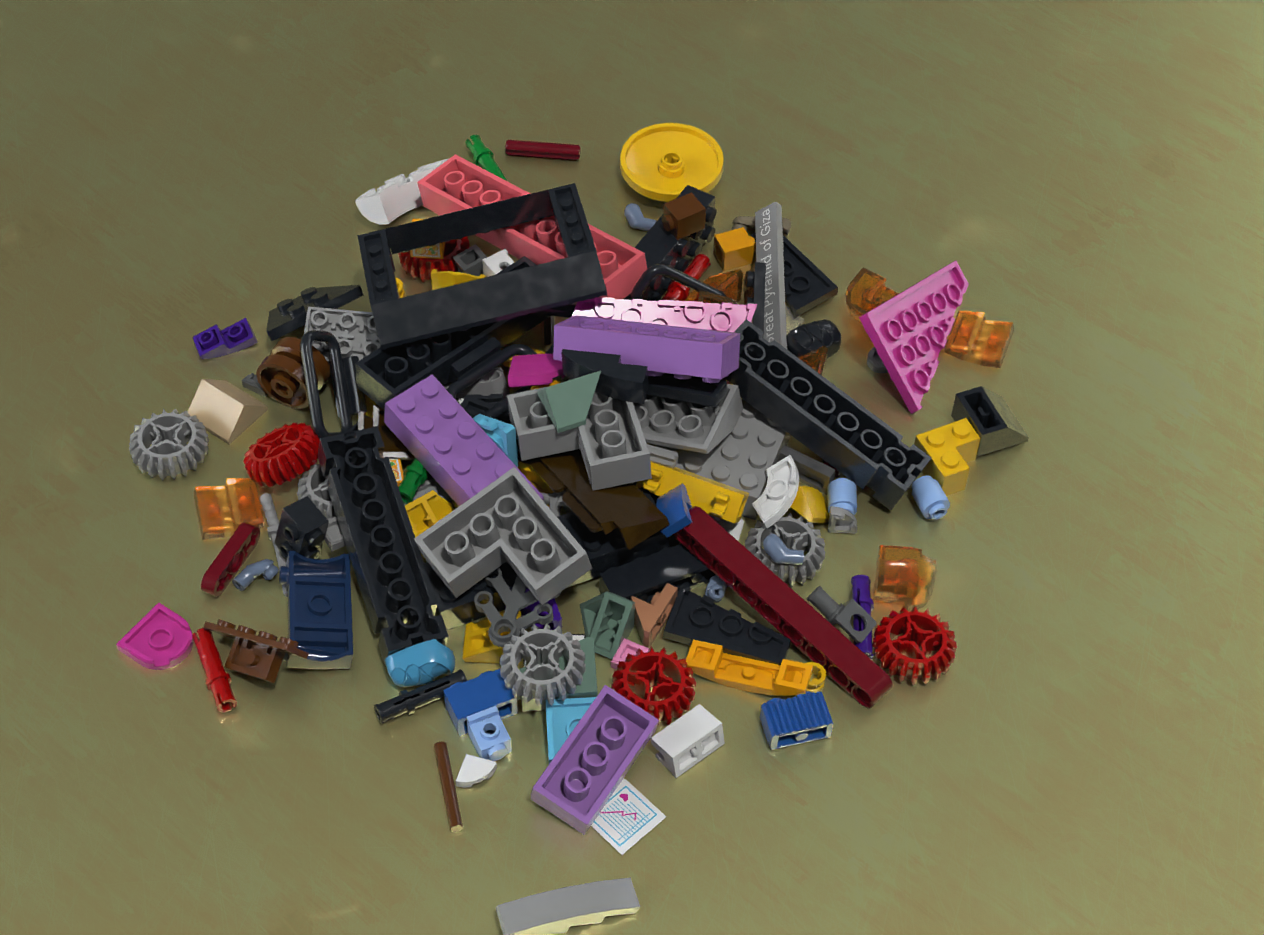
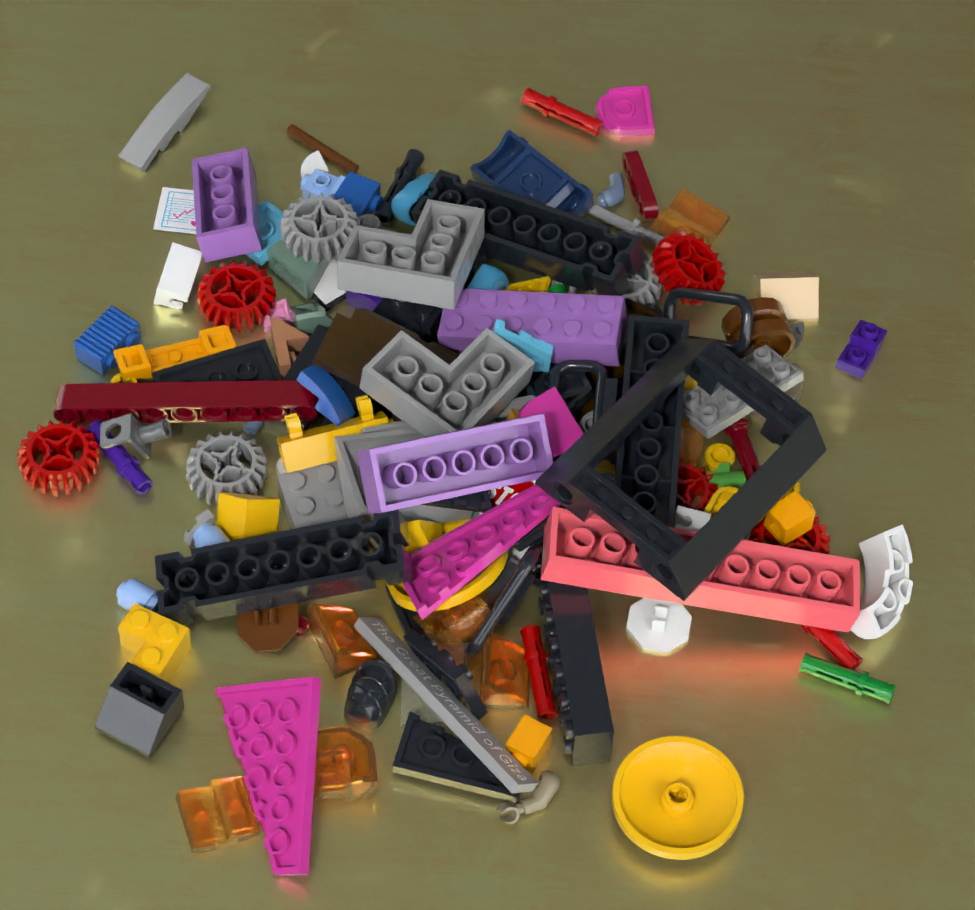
camera: 140 degrees right, 5 degrees up
(169, 452) = (804, 225): light grey gear -> none
(254, 654) = (543, 123): reddish brown bracket -> none
(292, 313) = (827, 397): black wing -> none
(301, 529) = (601, 207): black brick -> none
(542, 149) = (821, 740): dark red axle -> none
(569, 401) = (477, 367): sand green slope -> none
(616, 379) = (460, 408): black slope -> none
(636, 219) = (651, 719): sand blue arm -> none
(684, 216) = (573, 670): reddish brown brick -> none
(779, 491) = (261, 487): white tile -> none
(780, 553) = (215, 437): sand blue arm -> none
(904, 576) = (102, 494): clear orange brick -> none

